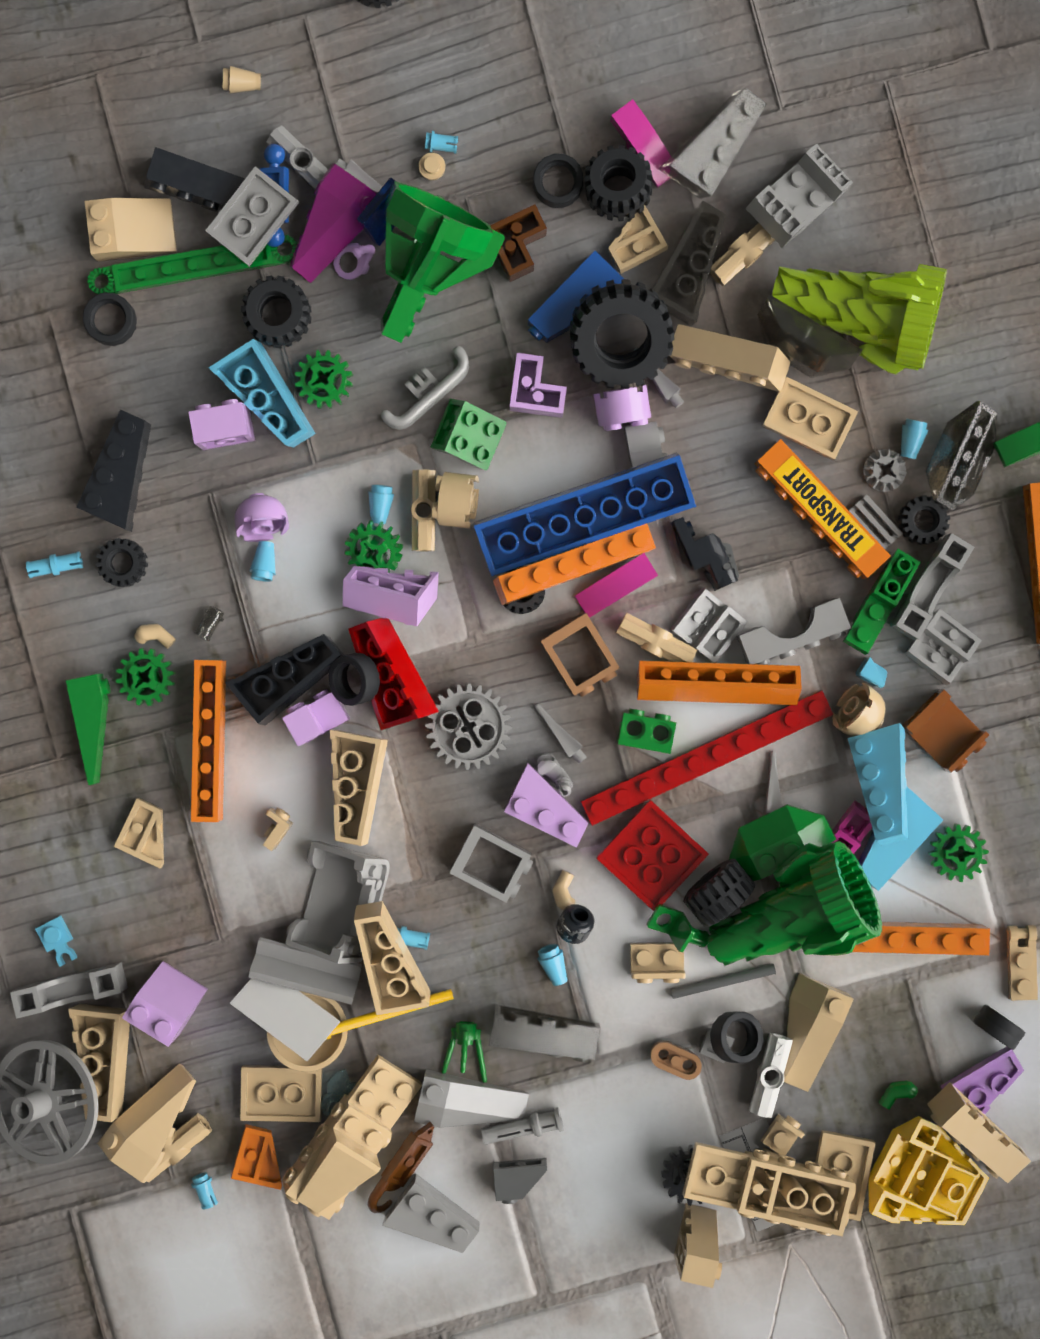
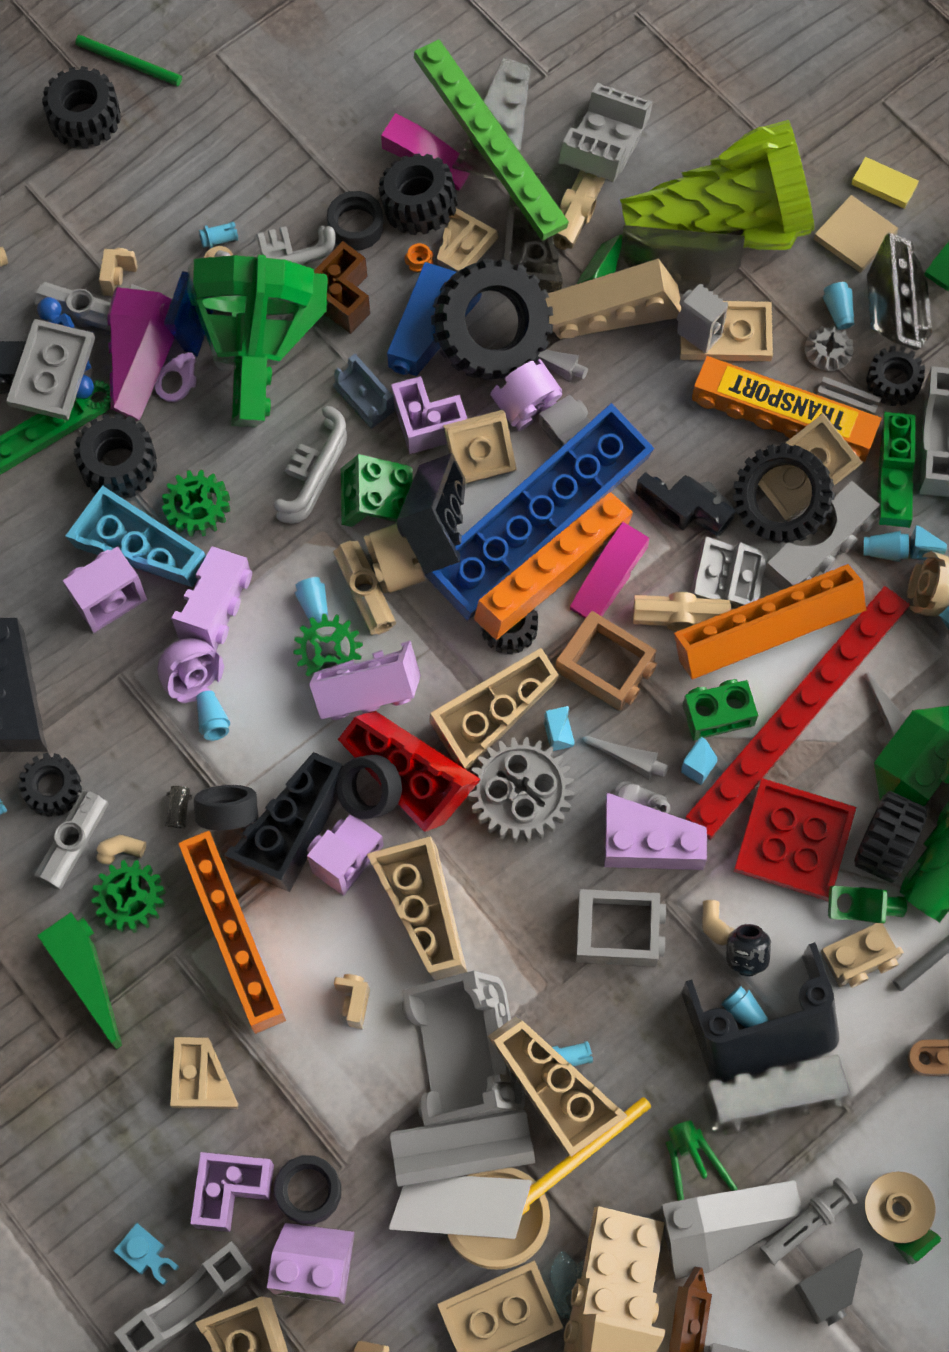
camera: 20 degrees left, 20 degrees down
(107, 625) = (62, 858): none -> light grey piece
(128, 918) = (220, 1181): none -> lavender brick
(166, 953) = (281, 1189): none -> black tyre
(238, 656) = (225, 807): none -> black tyre
(303, 468) = (213, 597): none -> lavender wedge
(339, 139) = (112, 268): none -> tan bracket
(472, 656) = (491, 708): none -> tan wedge
(479, 188) = (282, 248): none -> light grey piece
(496, 342) = (364, 392): none -> sand blue hinge
(499, 481) = (433, 512): none -> black wedge
(519, 692) = (558, 728): none -> medium azure slope
(564, 435) = (481, 446): none -> tan tile
(589, 234) = (418, 251): none -> orange plate
(590, 1175) = (915, 1250): none -> green slope
(591, 1161) = (912, 1195): none -> tan dish
(592, 1003) = (771, 1043): none -> black windscreen
(611, 764) = (699, 761): none -> medium azure slope
(696, 165) = (491, 140): none -> bright green plate
(738, 316) = (604, 260): none -> green slope
(790, 408) = (701, 317): none -> light grey brick
(810, 569) = (789, 486): none -> tan plate
(811, 581) = (752, 474): none -> black tyre
(841, 659) = (887, 546): none -> medium azure cone
(960, 378) = (854, 233): none -> tan tile
(1008, 342) = (885, 182): none -> light yellow tile

